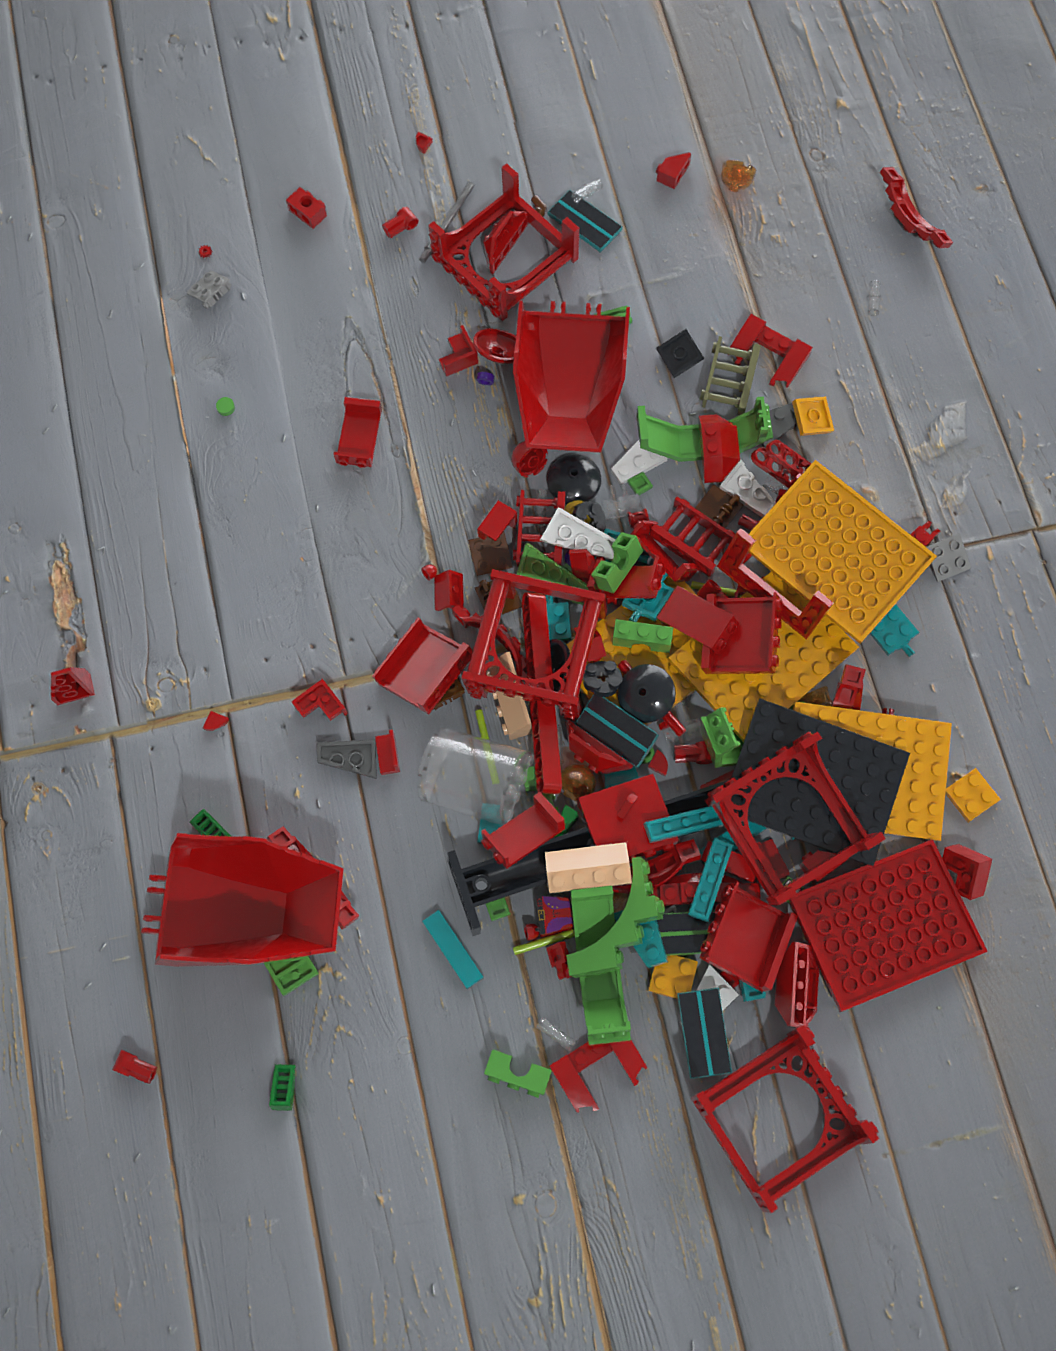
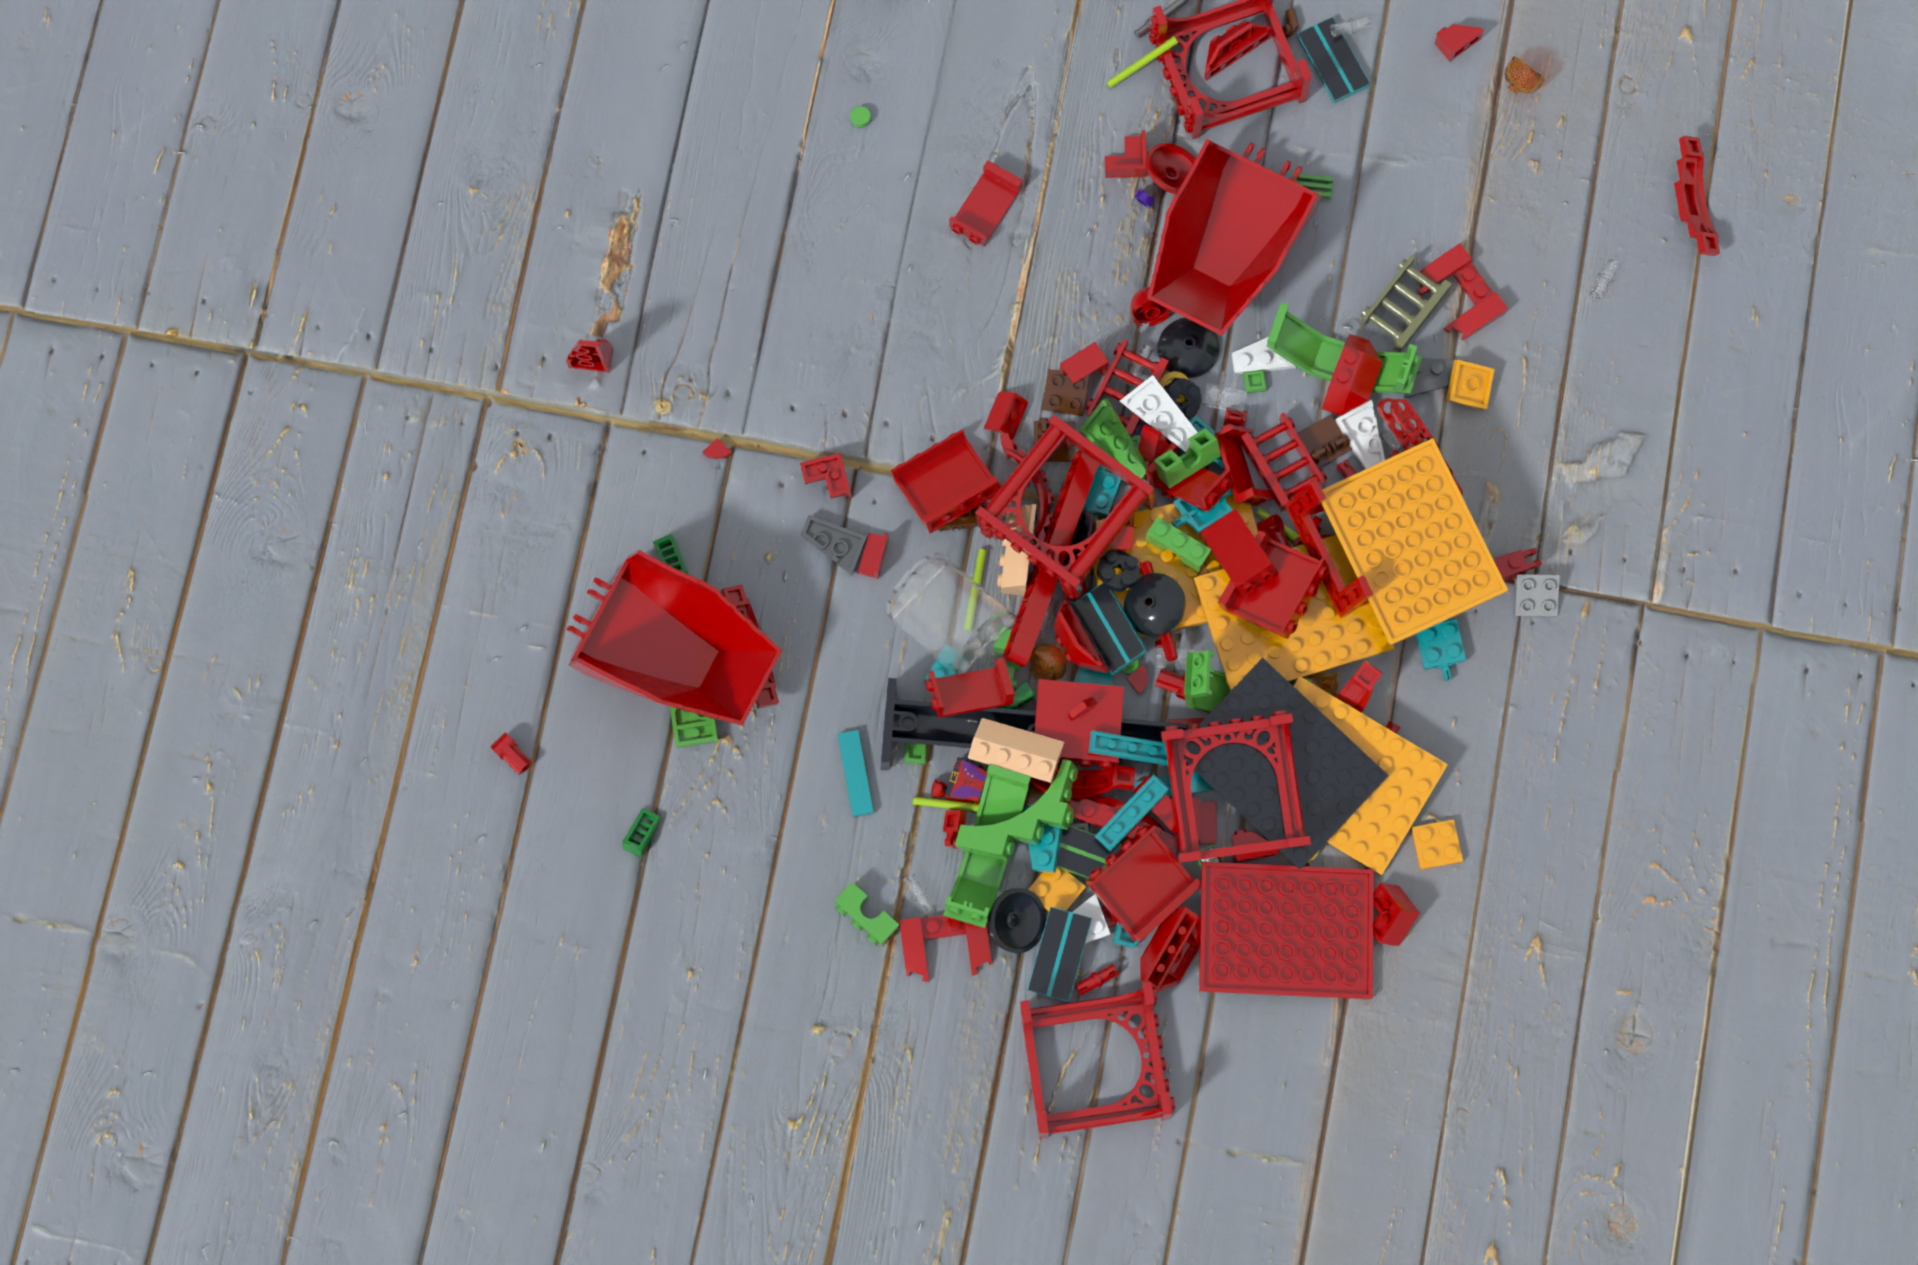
camera: 25 degrees right, 5 degrees up
(429, 571) = (995, 385): red hinge -> none
(436, 276) = (1142, 62): none -> lime bar
(661, 1016) = (1026, 923): none -> black dish
(680, 353) = (1363, 256): black hinge -> none
(745, 1041) = (1096, 979): none -> red pin

